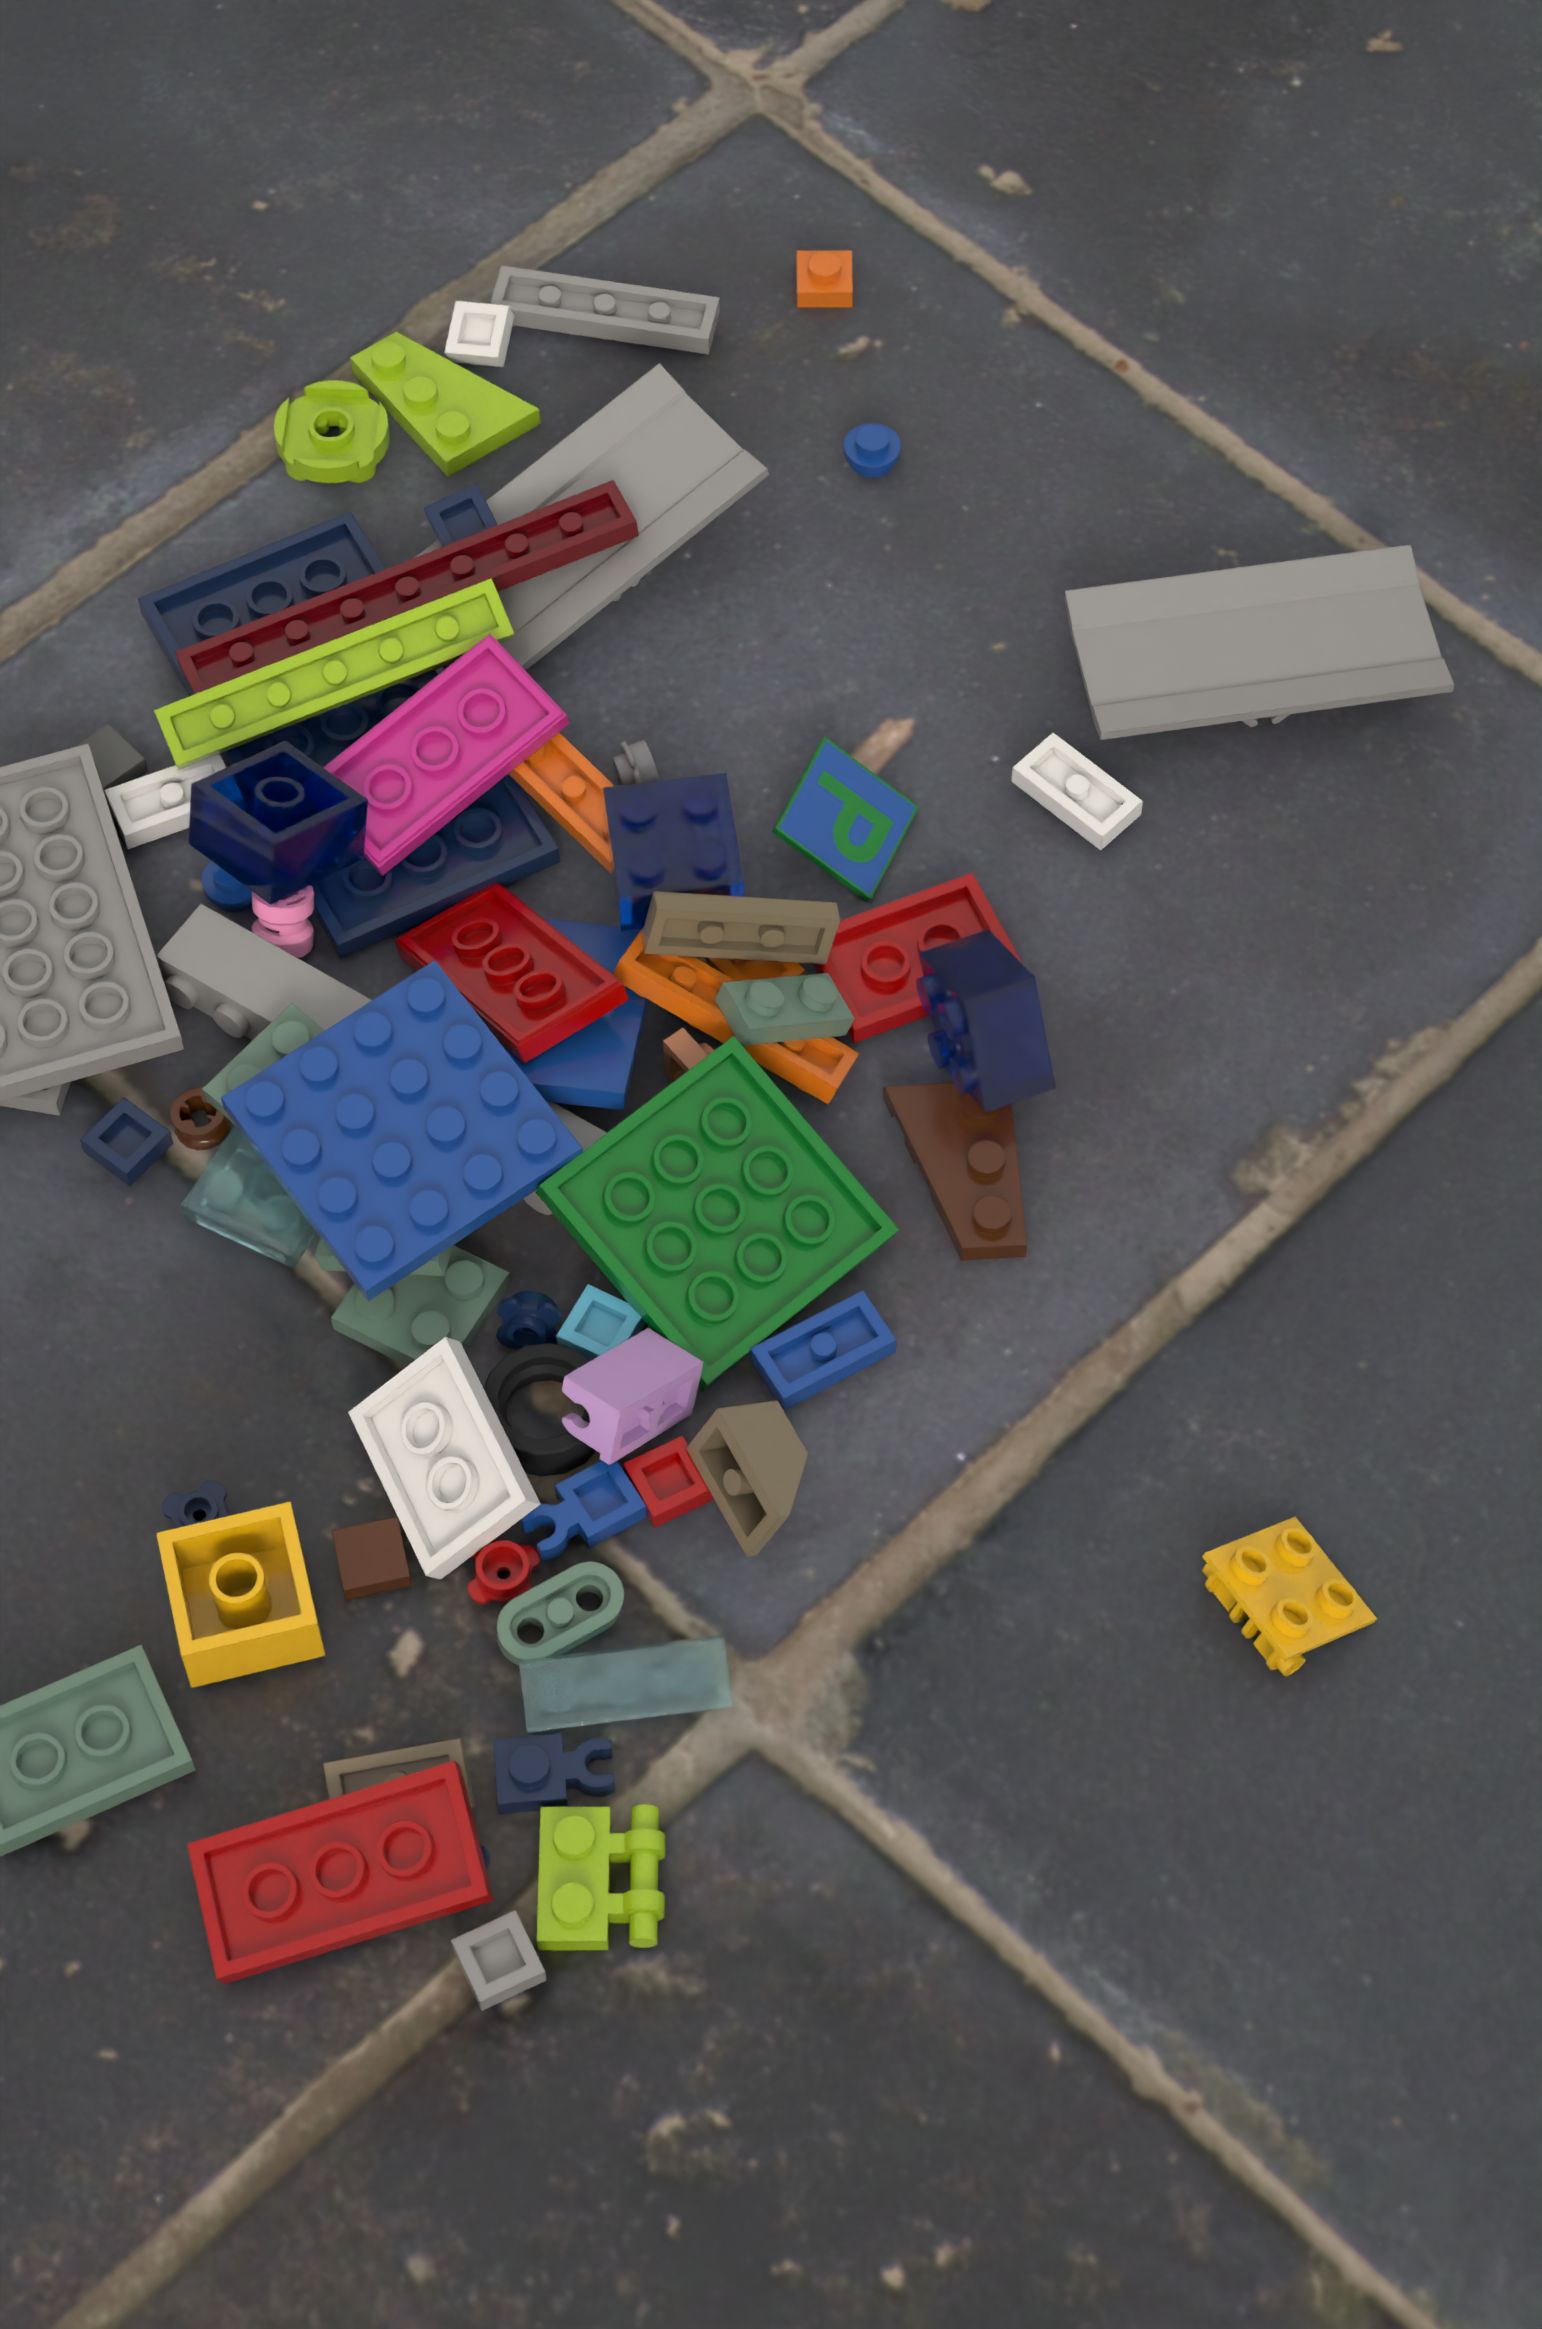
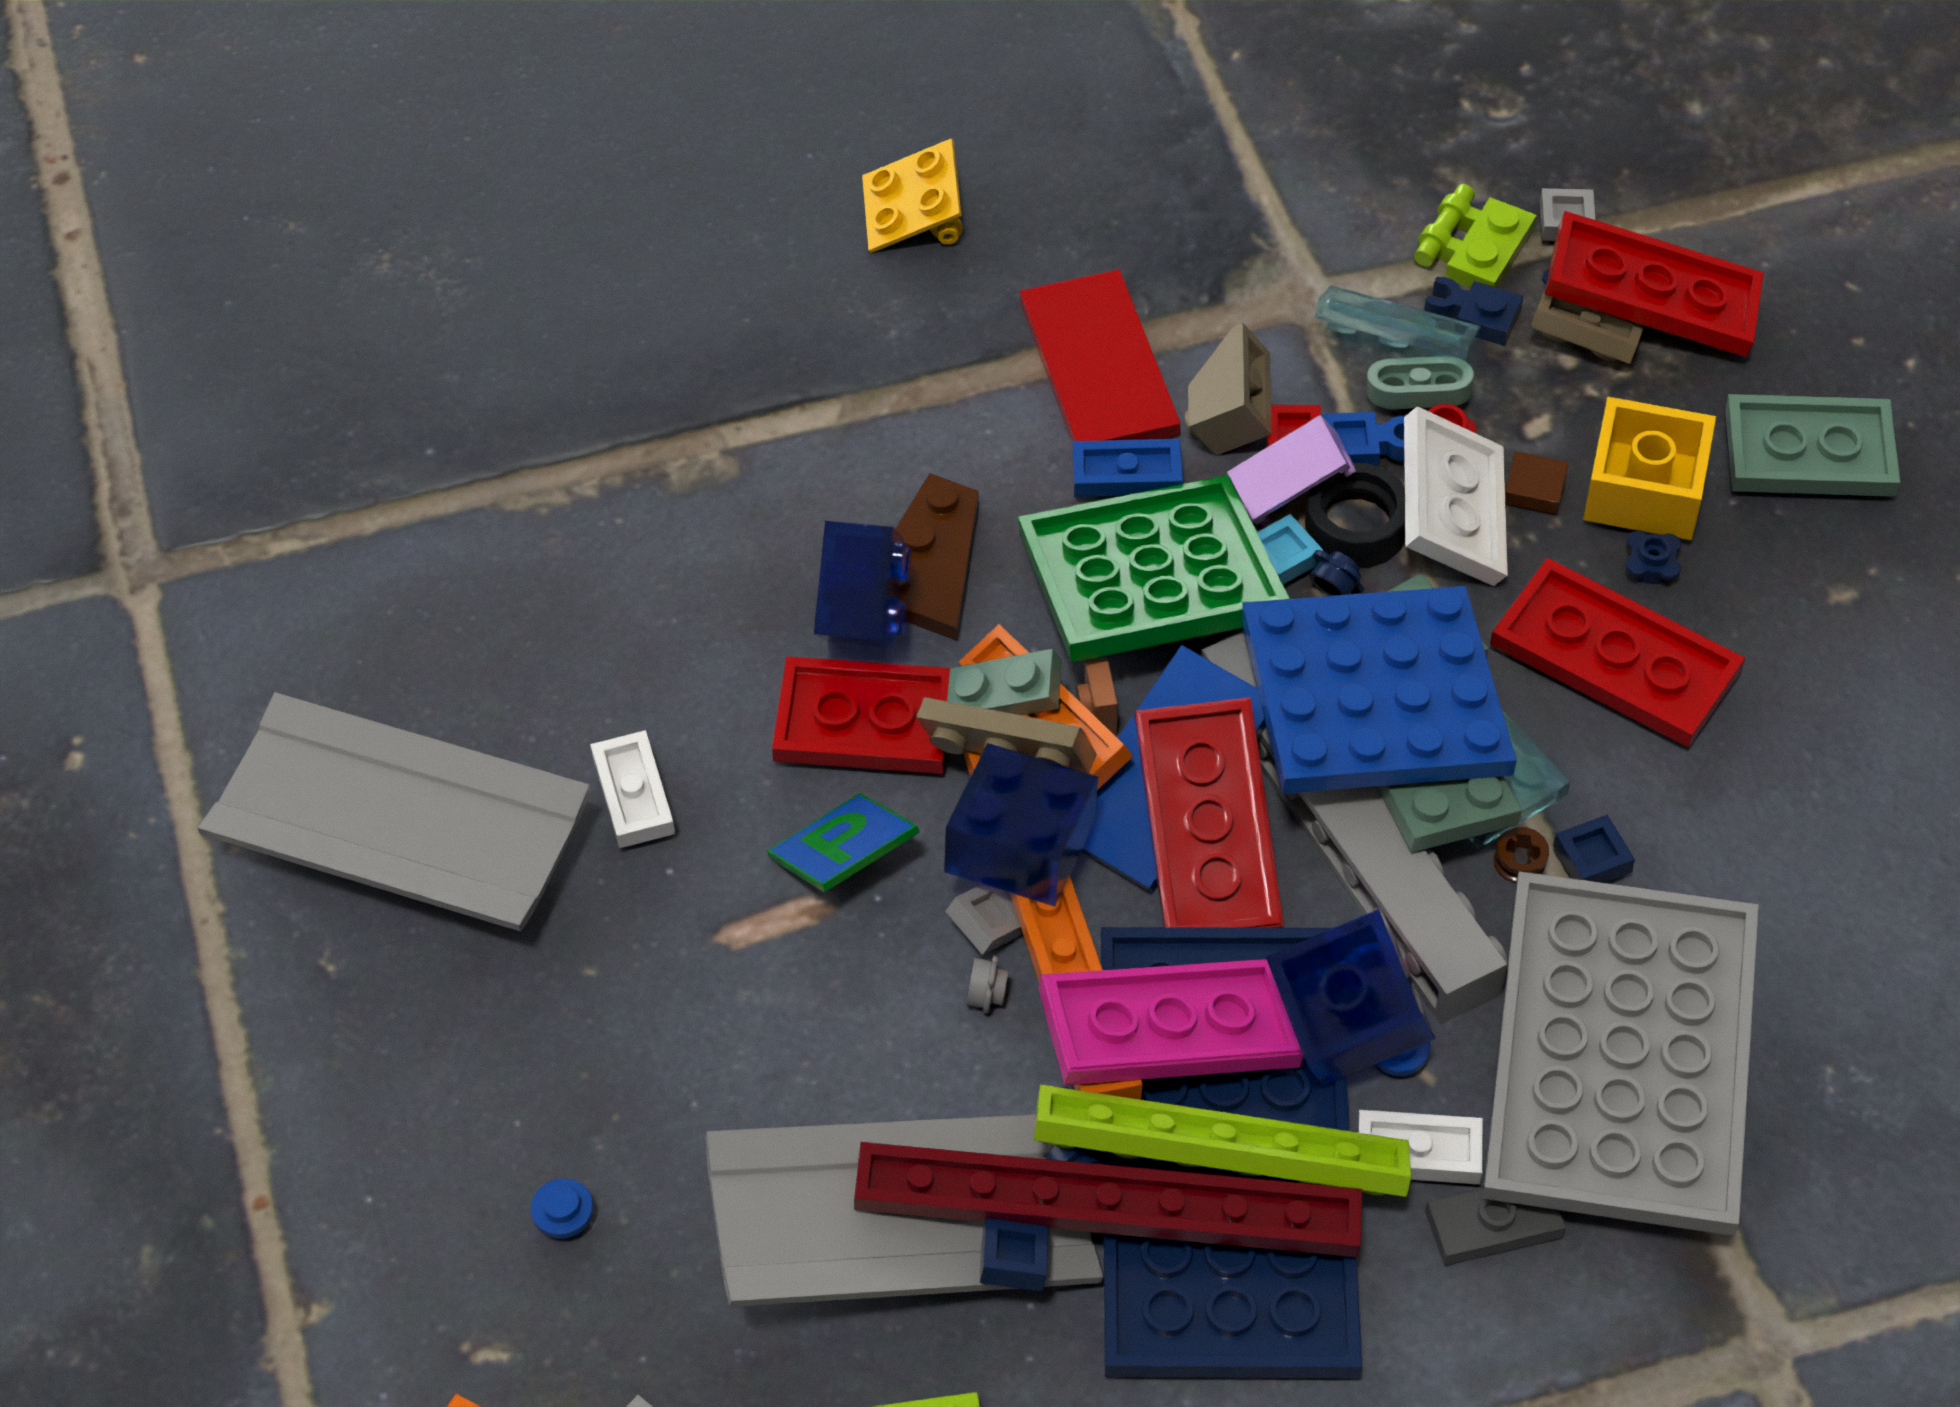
camera: 150 degrees left, 5 degrees down
(192, 1375) = (1617, 652): none -> red plate
(939, 1483) = (1099, 360): none -> red tile

